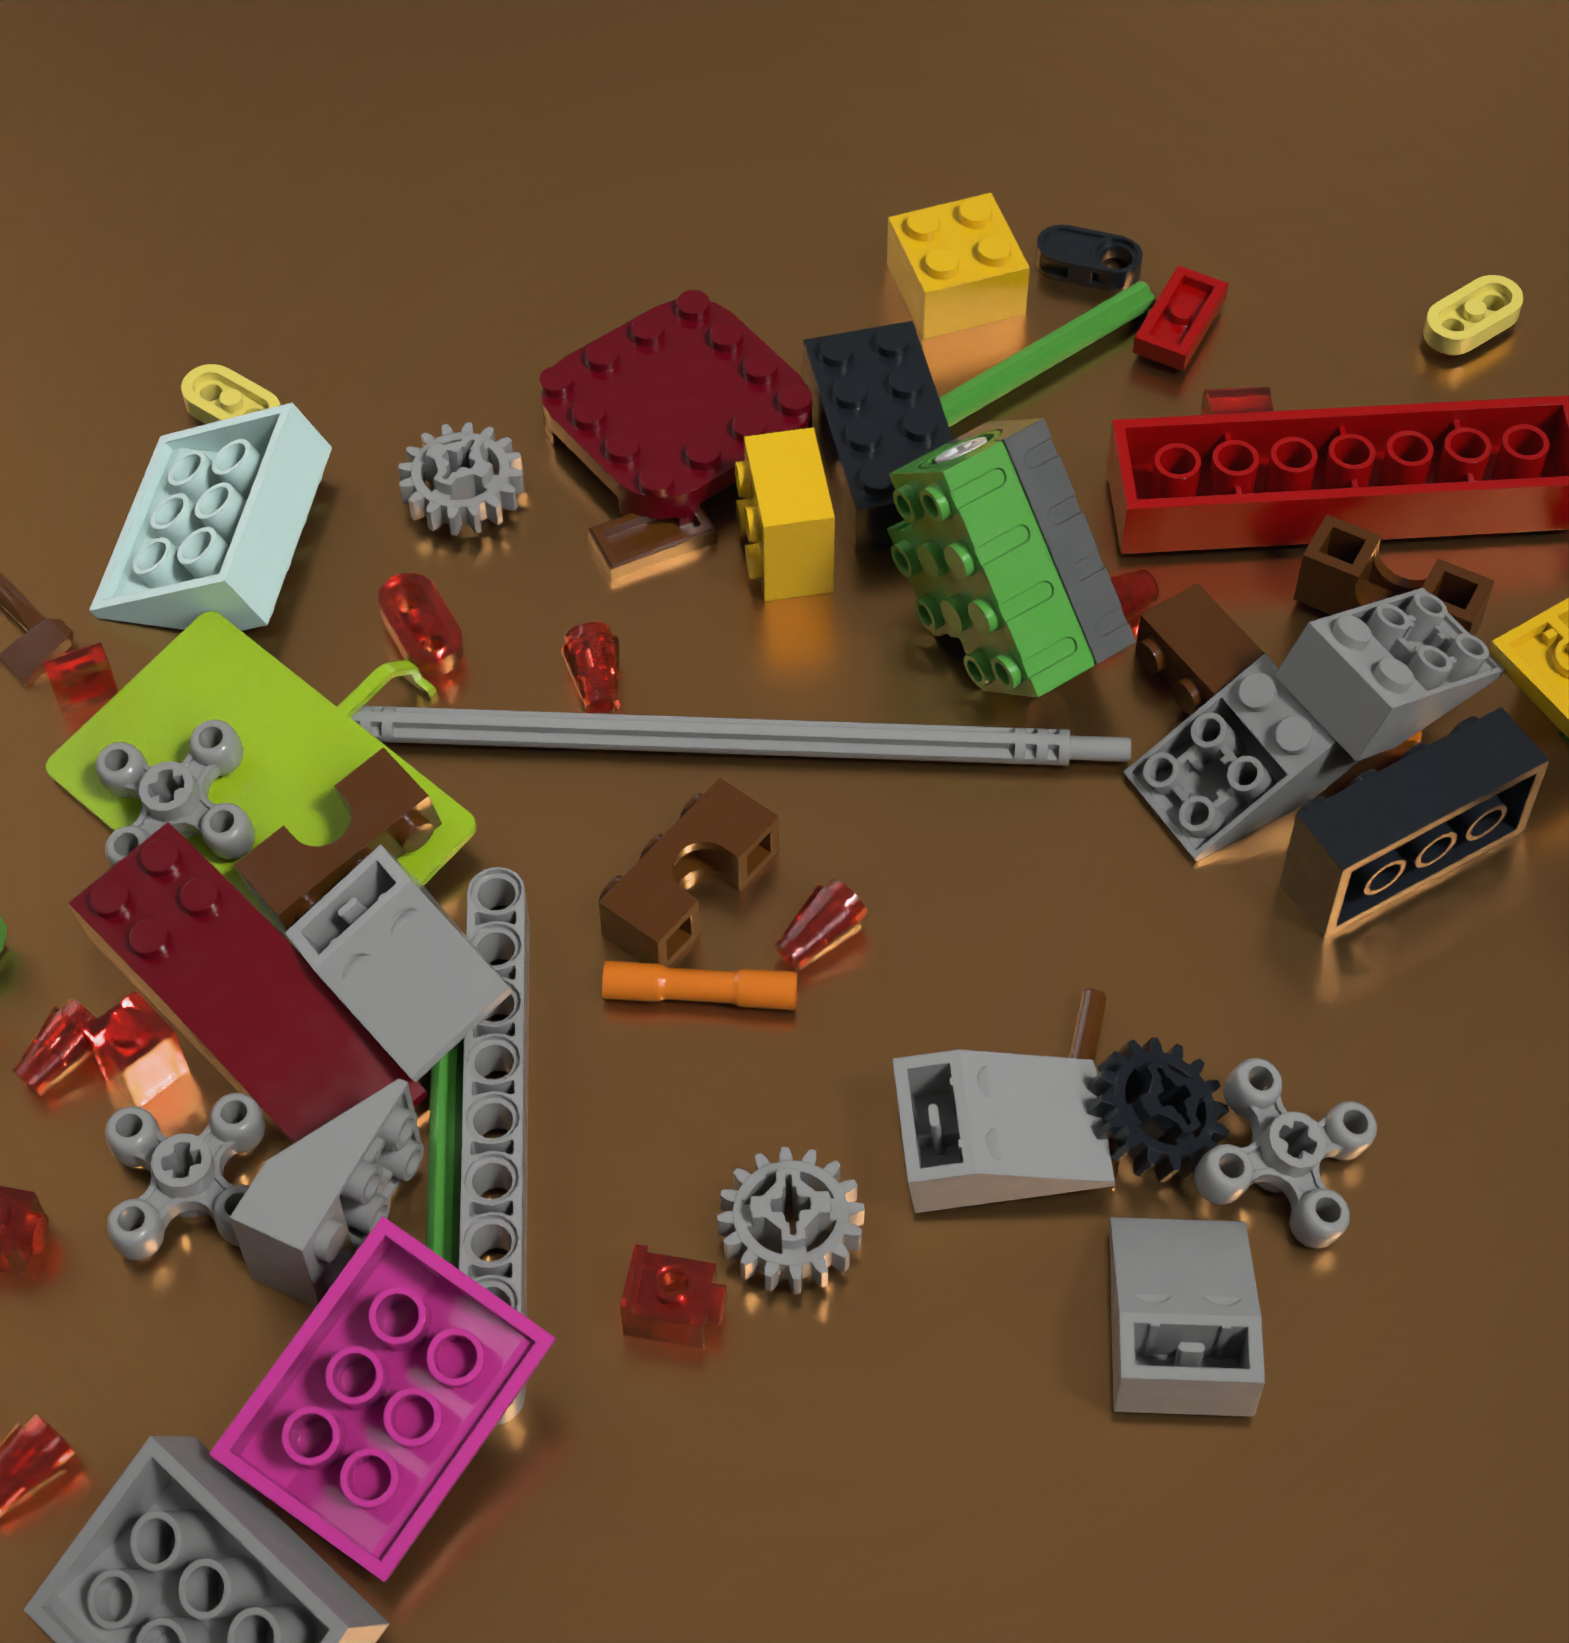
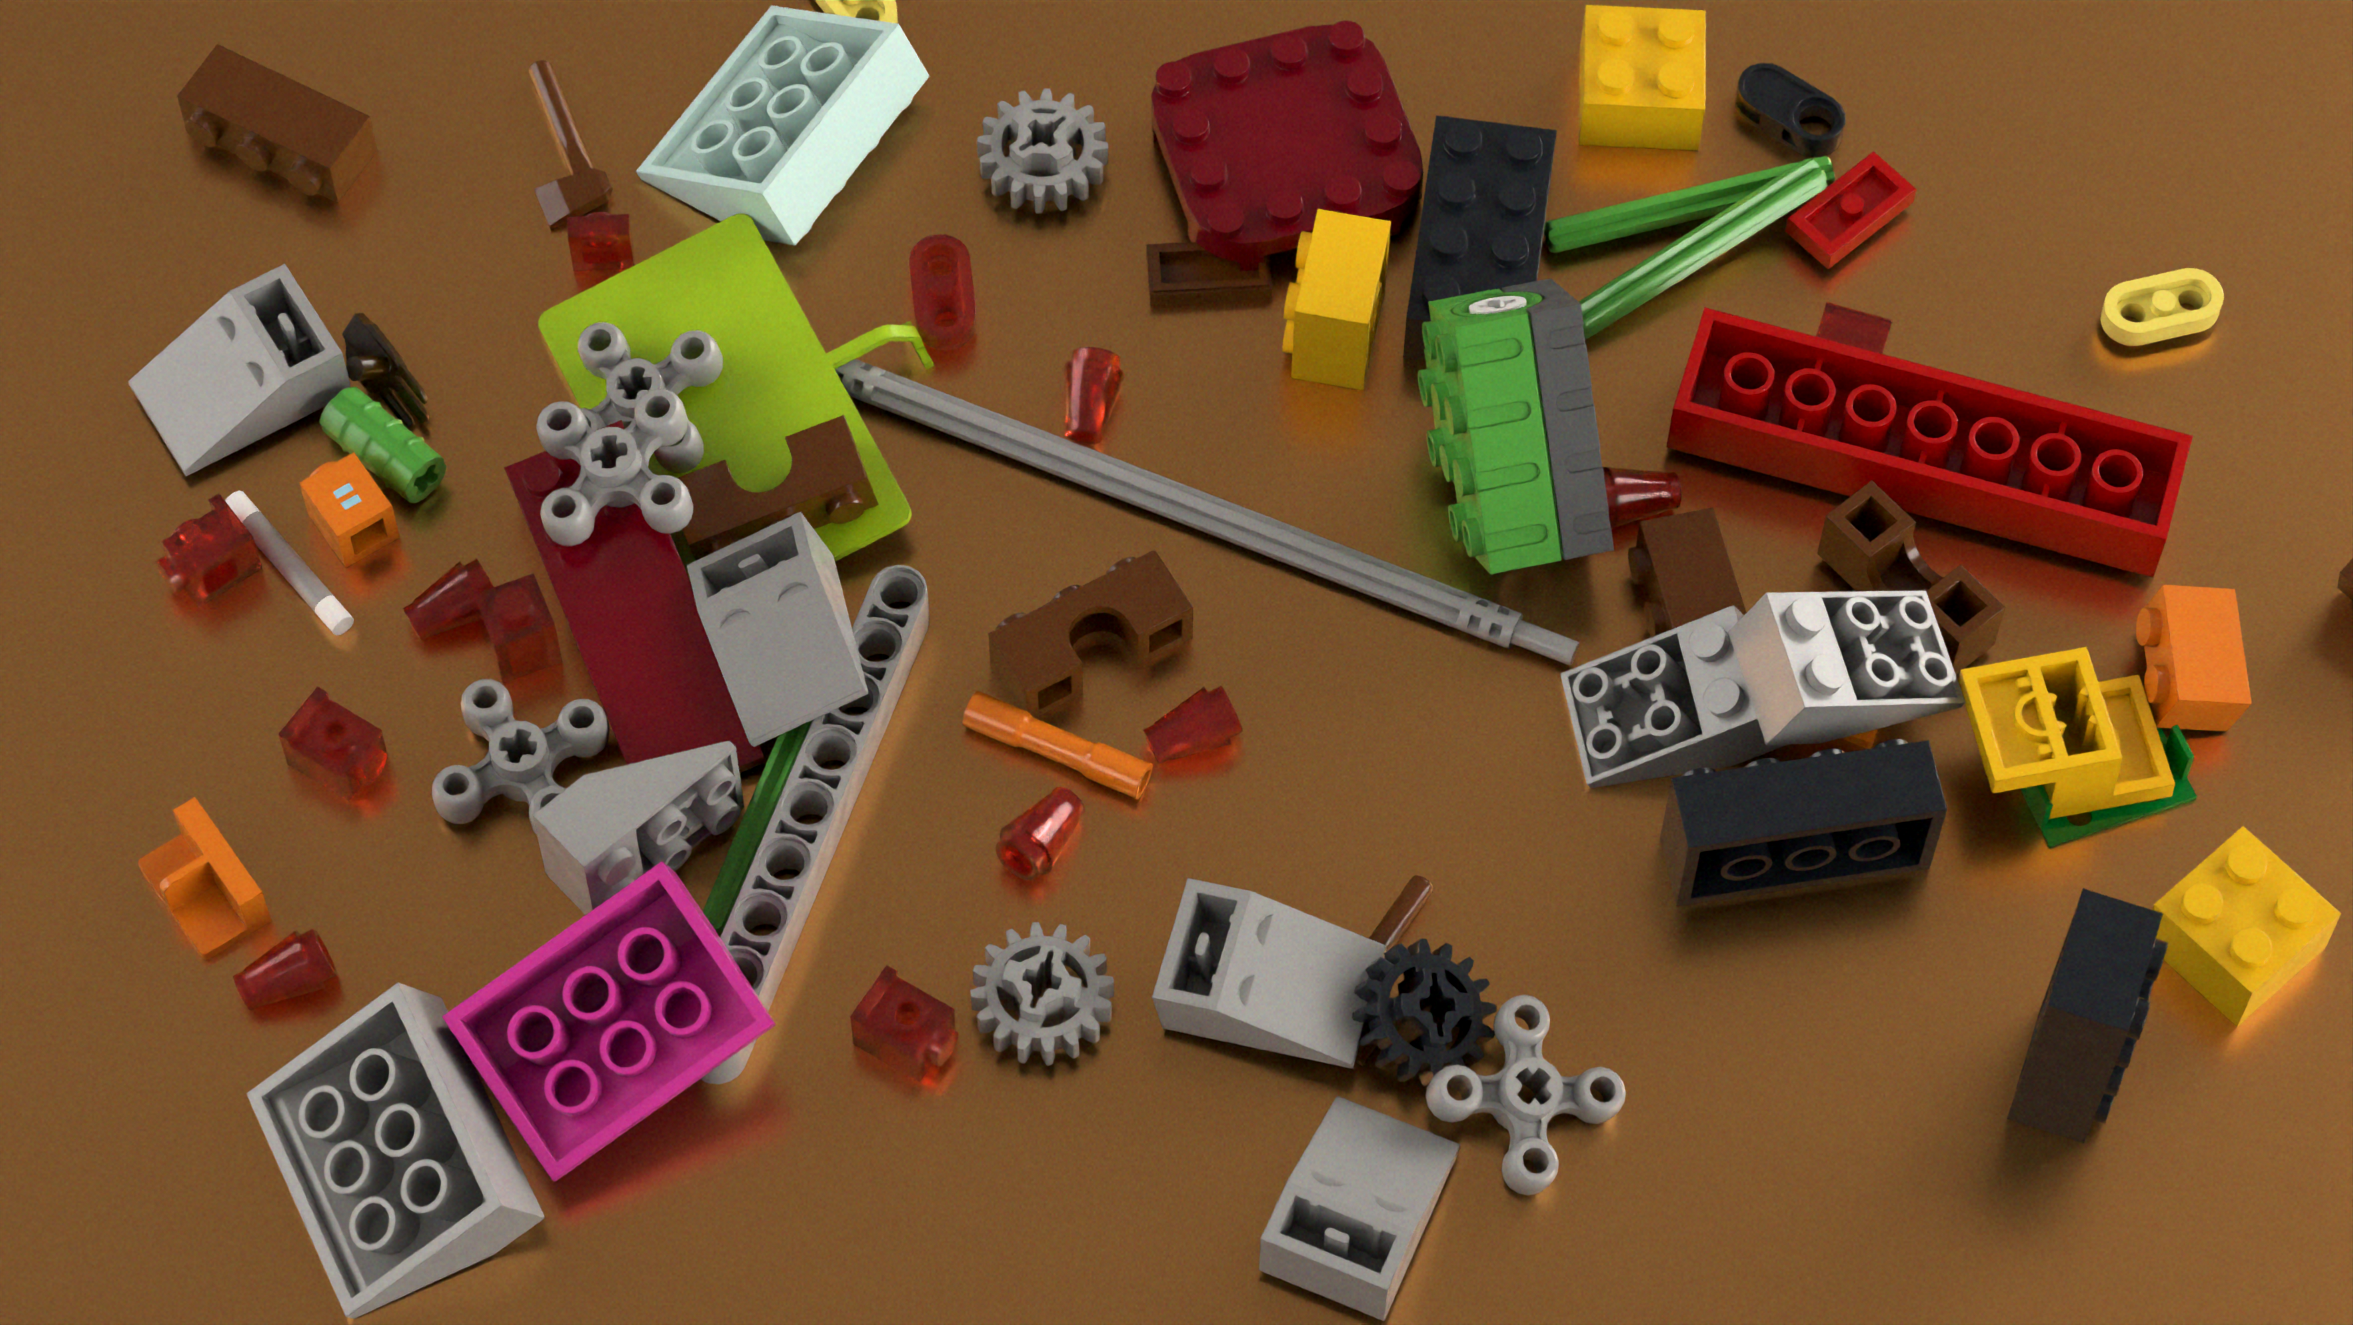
camera: 20 degrees right, 5 degrees up
(182, 862) = (614, 467): none -> light grey gear
(721, 1073) = (1039, 834): none -> clear red cone
(1092, 356) = (1701, 245): none -> bright green axle

